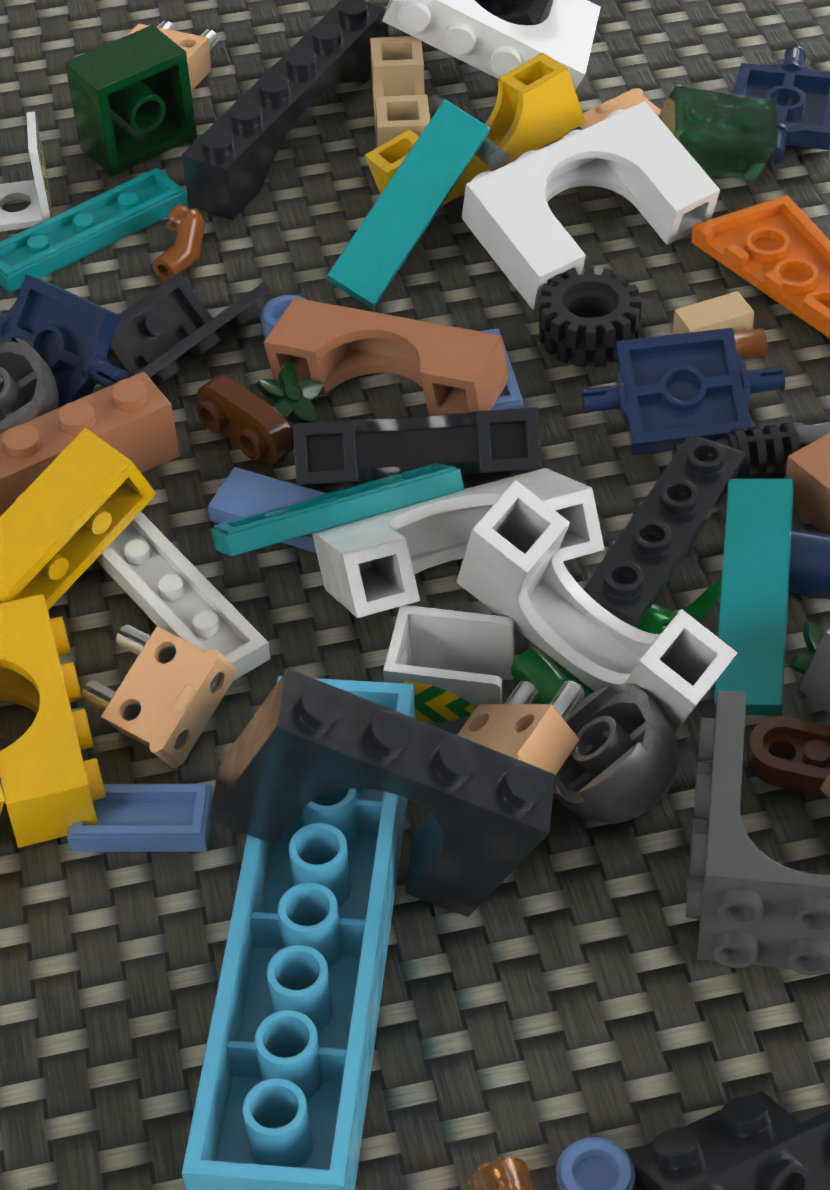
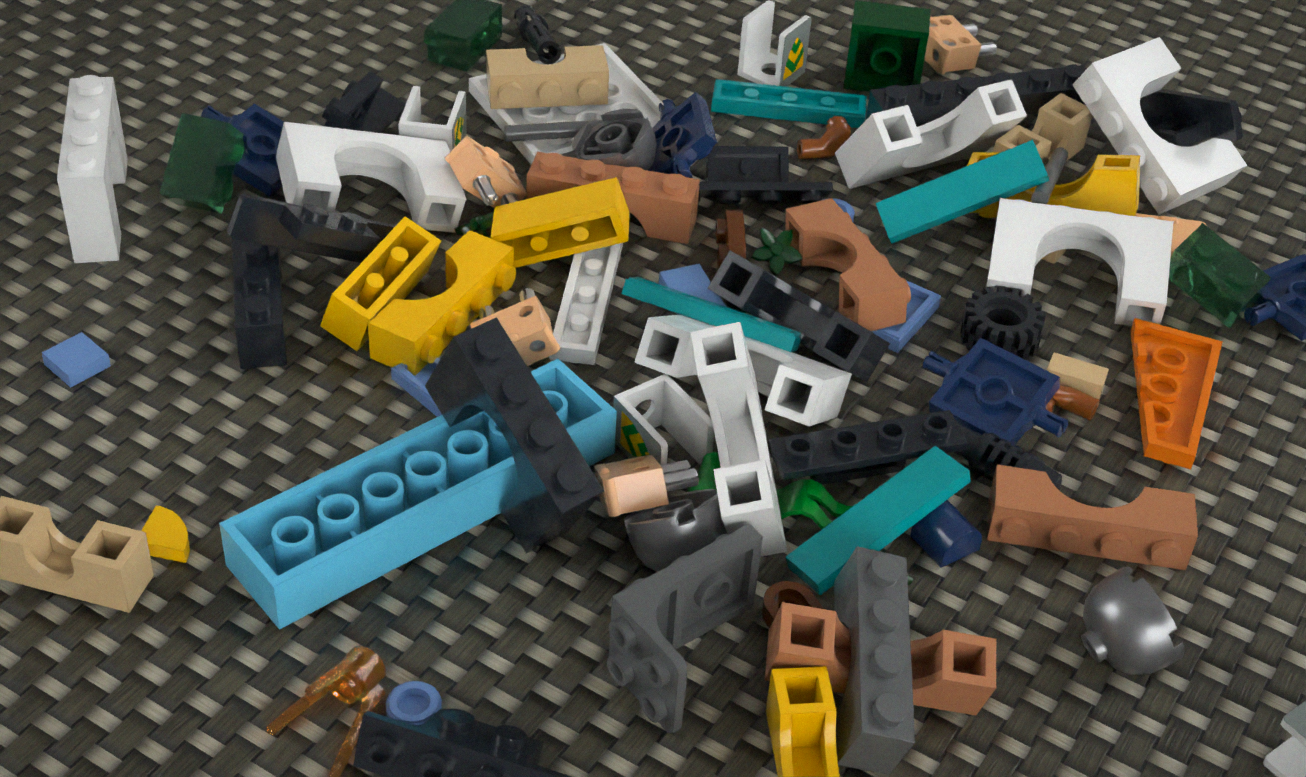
camera: 40 degrees right, 5 degrees down
(304, 165) = (894, 146): none -> white arch

